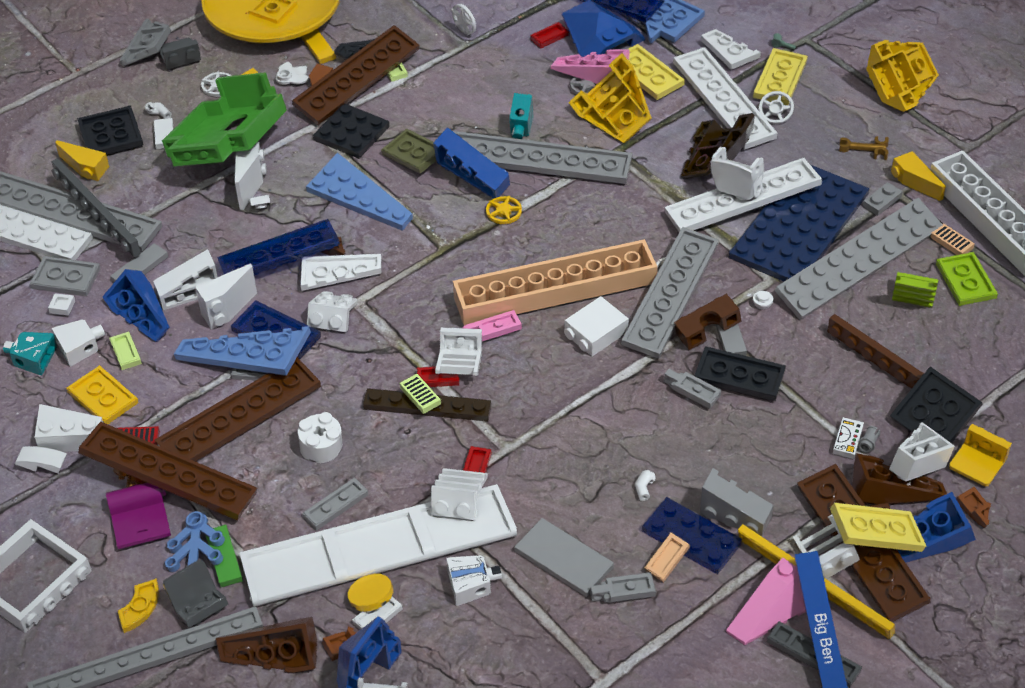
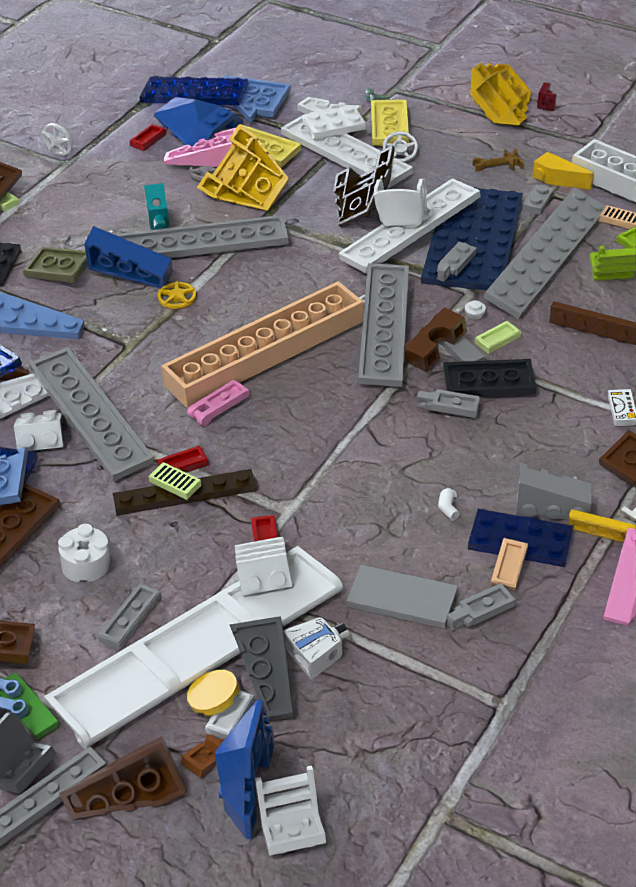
camera: 20 degrees left, 5 degrees down
(378, 308) = (91, 414): none -> light grey plate
(423, 574) = (265, 658): none -> dark grey wing
(459, 351) = (197, 430): white plate -> none
(596, 326) = (325, 372): white brick -> none
(725, 64) = (333, 122): none -> white plate
(766, 245) = (455, 260): none -> light grey hinge
(770, 333) = (497, 337): none -> yellowish green tile
(946, 87) = (546, 98): none -> dark red bracket

